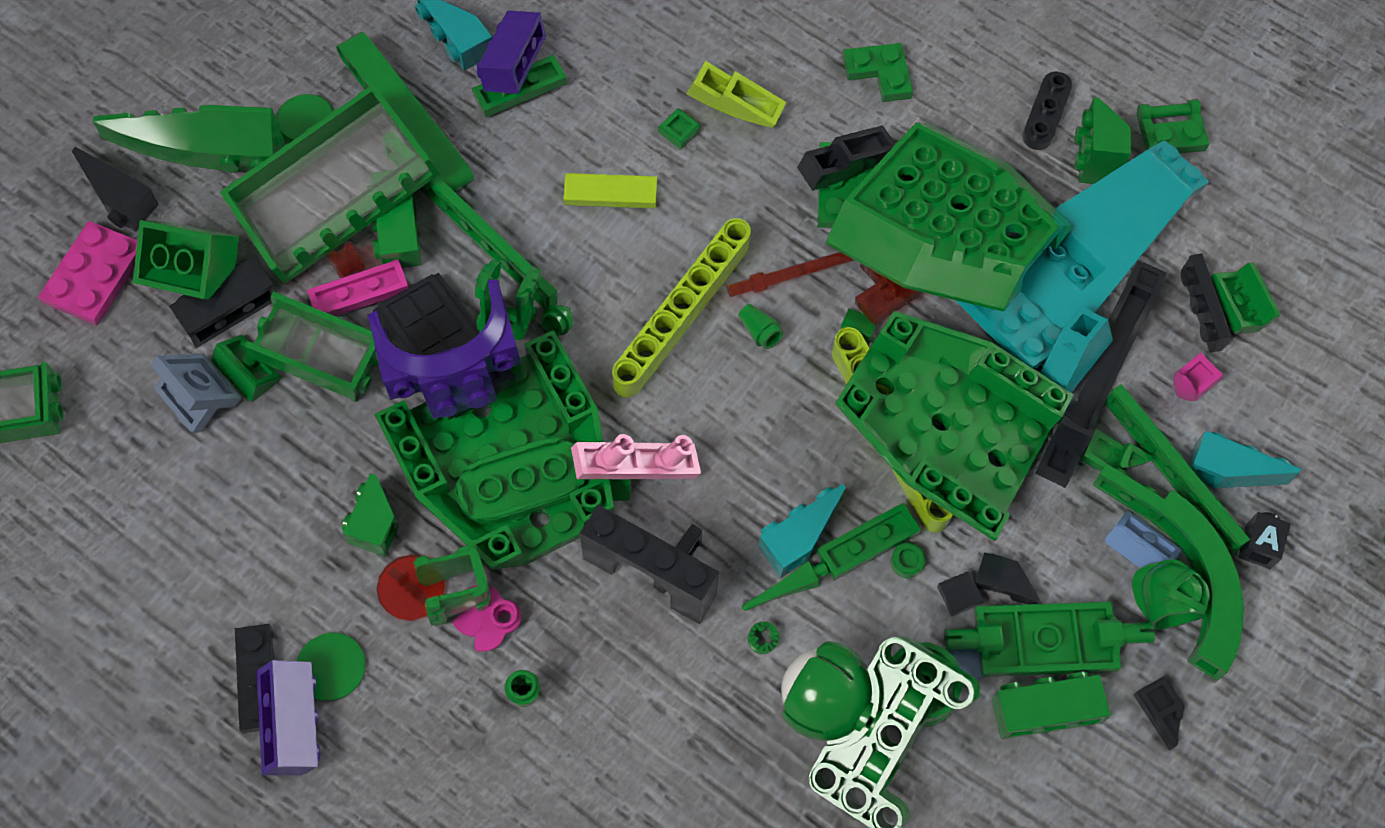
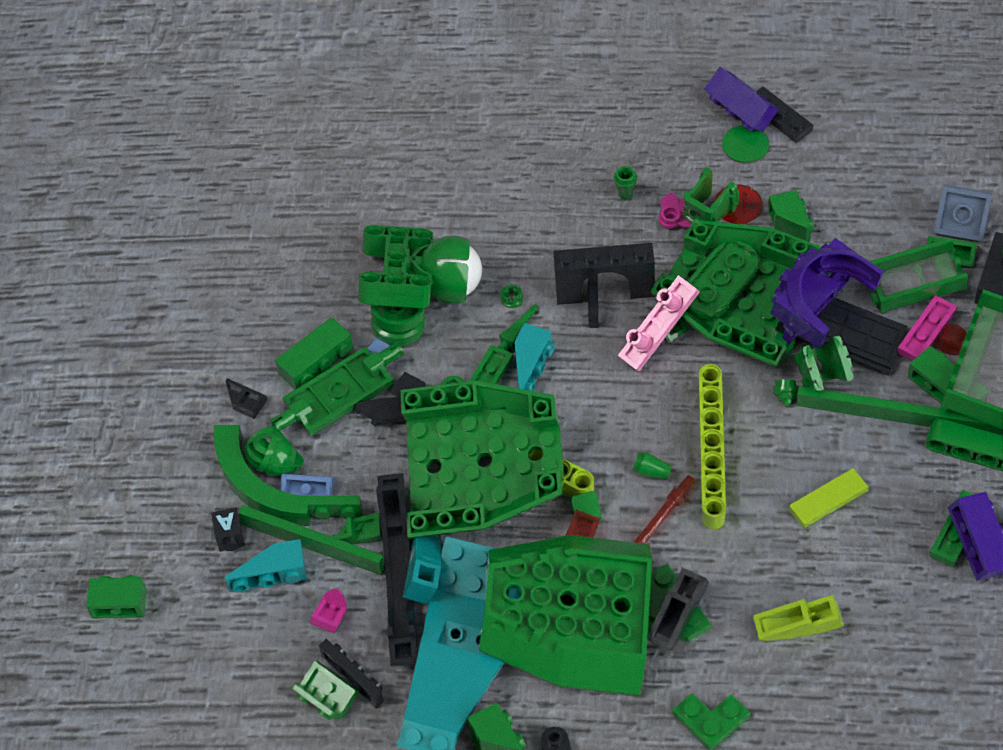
camera: 155 degrees right, 10 degrees down
(679, 128) = (820, 574): green tile -> none

